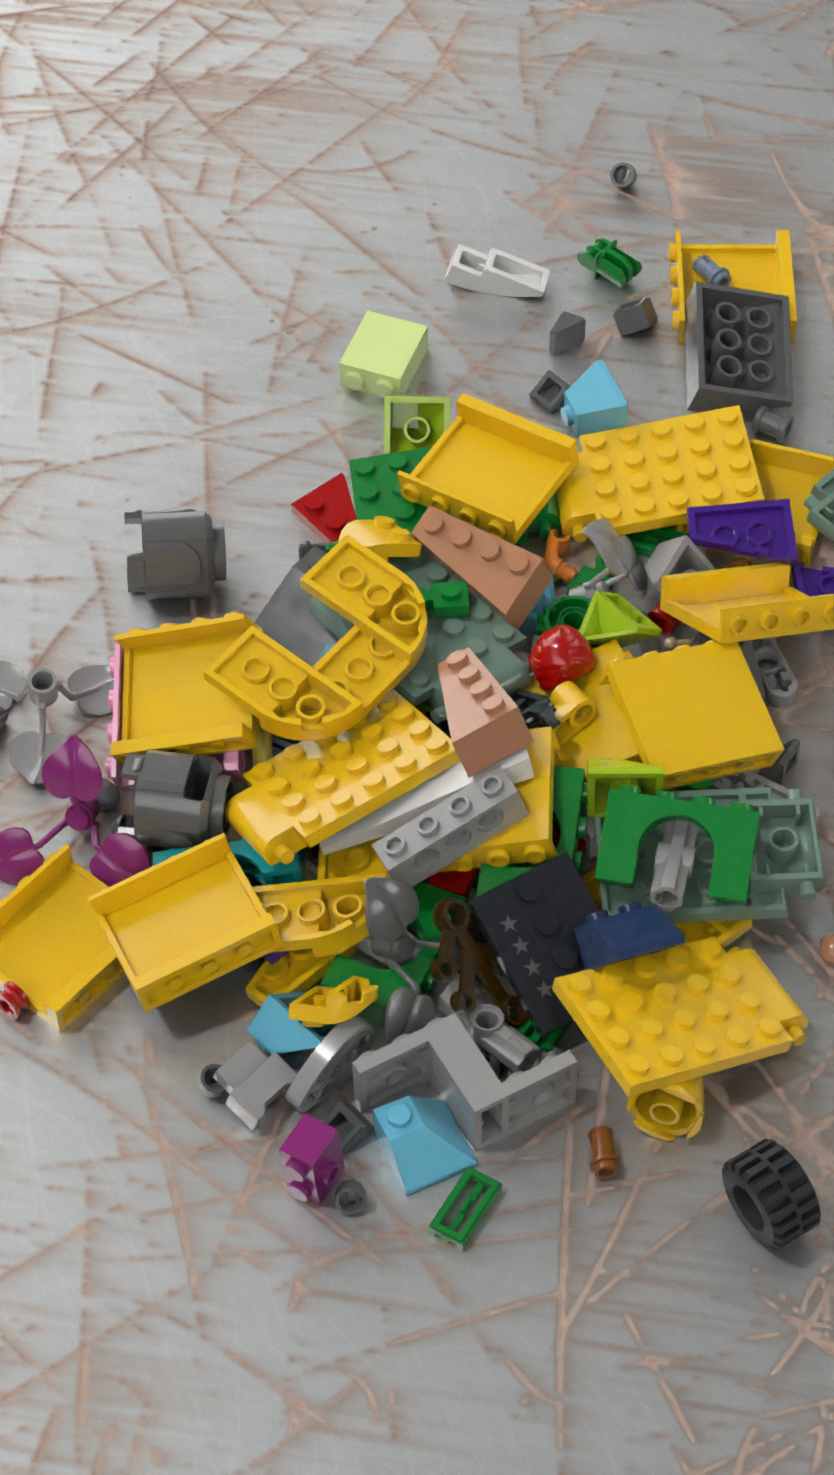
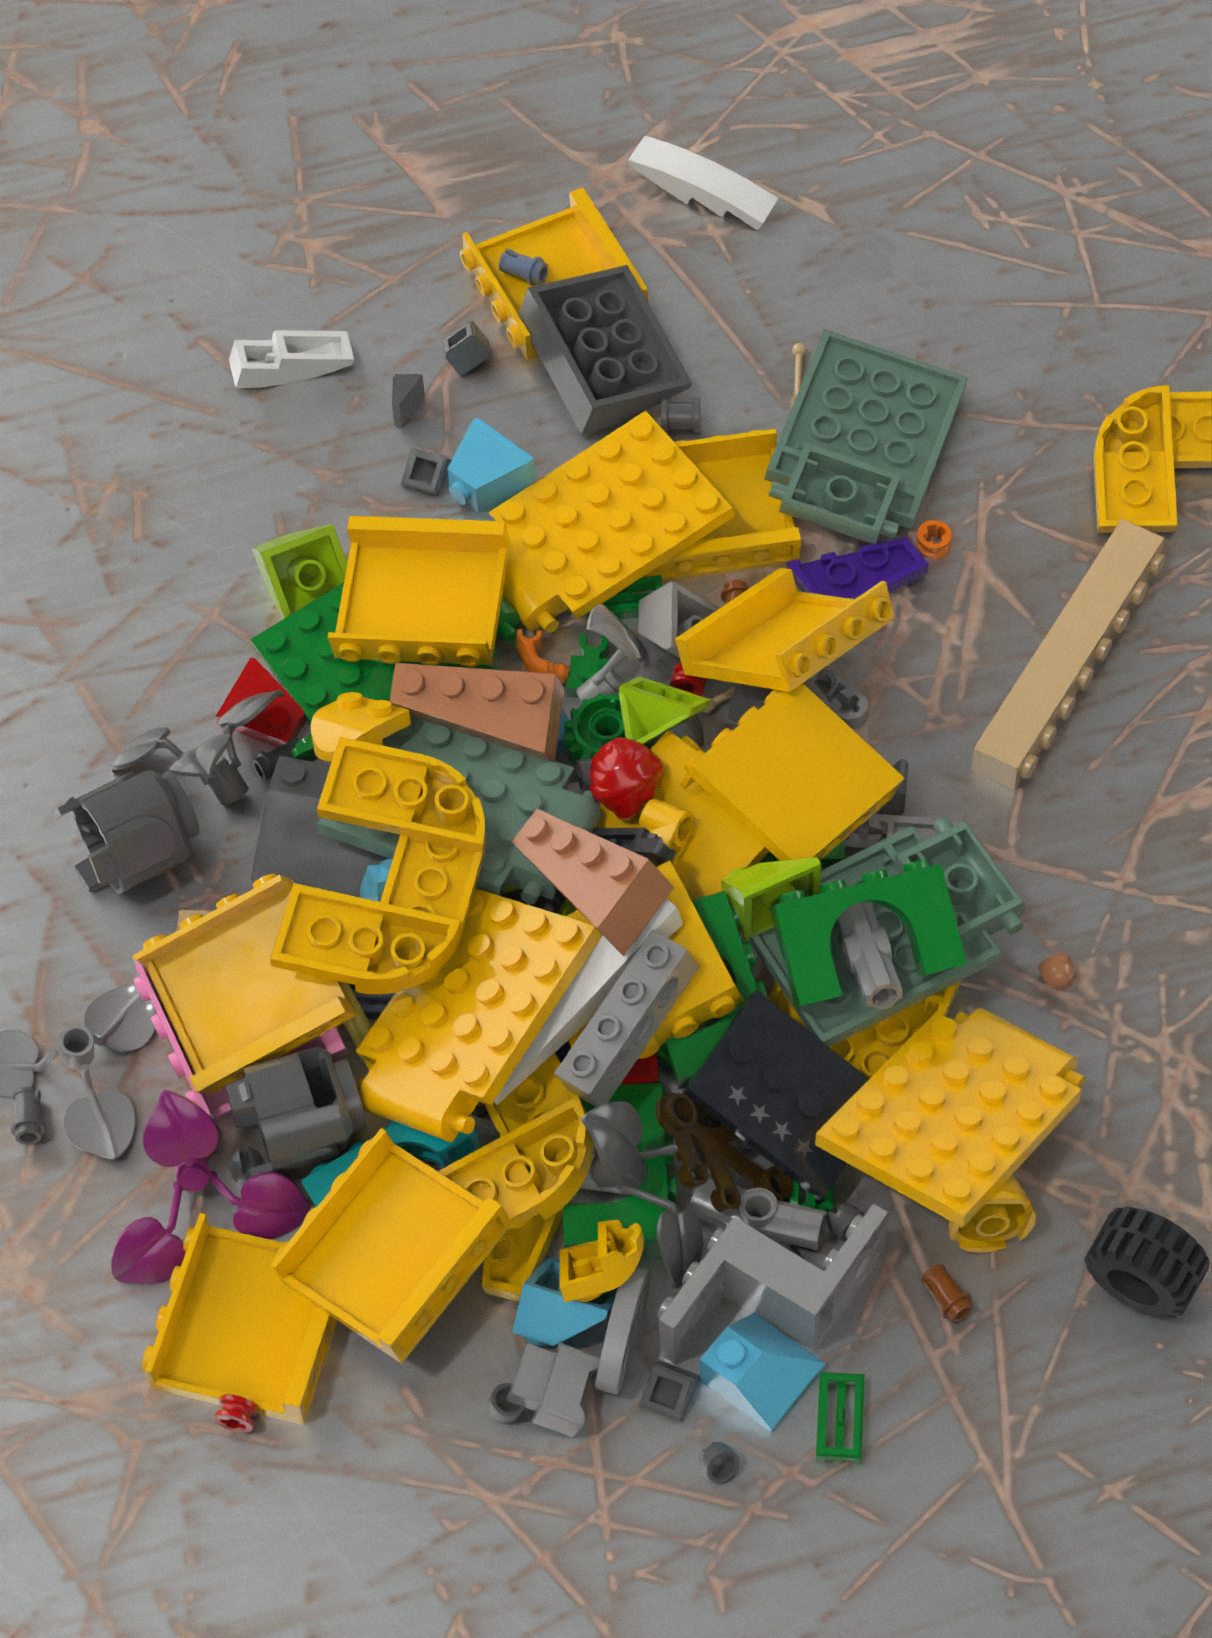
camera: 25 degrees left, 5 degrees up
(266, 544) = (205, 759): none -> dark grey plant
(311, 1160) = (666, 1443): magenta brick -> none
(383, 355) = (221, 502): yellowish green brick -> none
(446, 599) = (473, 759): green plate -> none
(609, 262) = (405, 296): green arm -> none
(619, 172) = (357, 187): dark grey hinge -> none
(625, 935) = (865, 1055): dark blue slope -> none
(746, 529) = (729, 548): dark purple wing -> none

